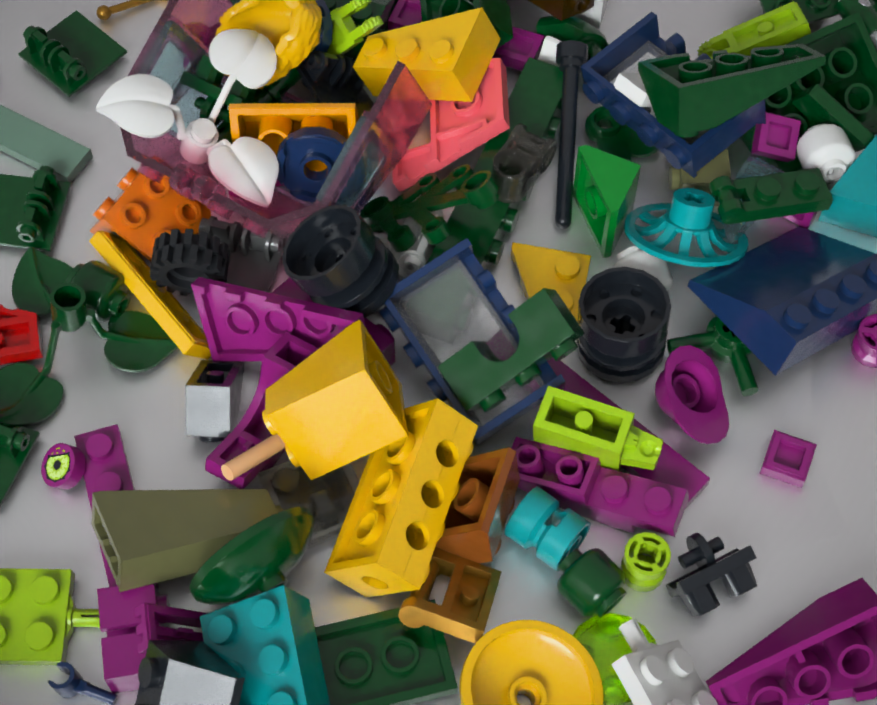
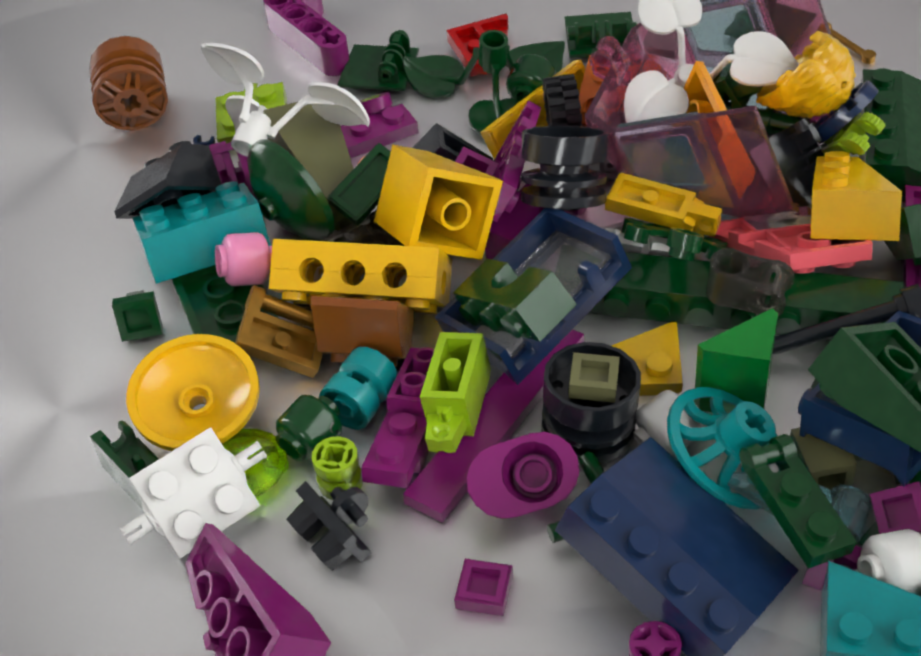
camera: 85 degrees right, 15 degrees down
(157, 574) = (250, 123): none -> white plant
(268, 469) = (362, 187): none -> dark green tile
(342, 621) = (243, 259): none -> bright pink head
(391, 198) = (662, 205): none -> yellow hinge
(622, 304) = (593, 377): none -> olive plate

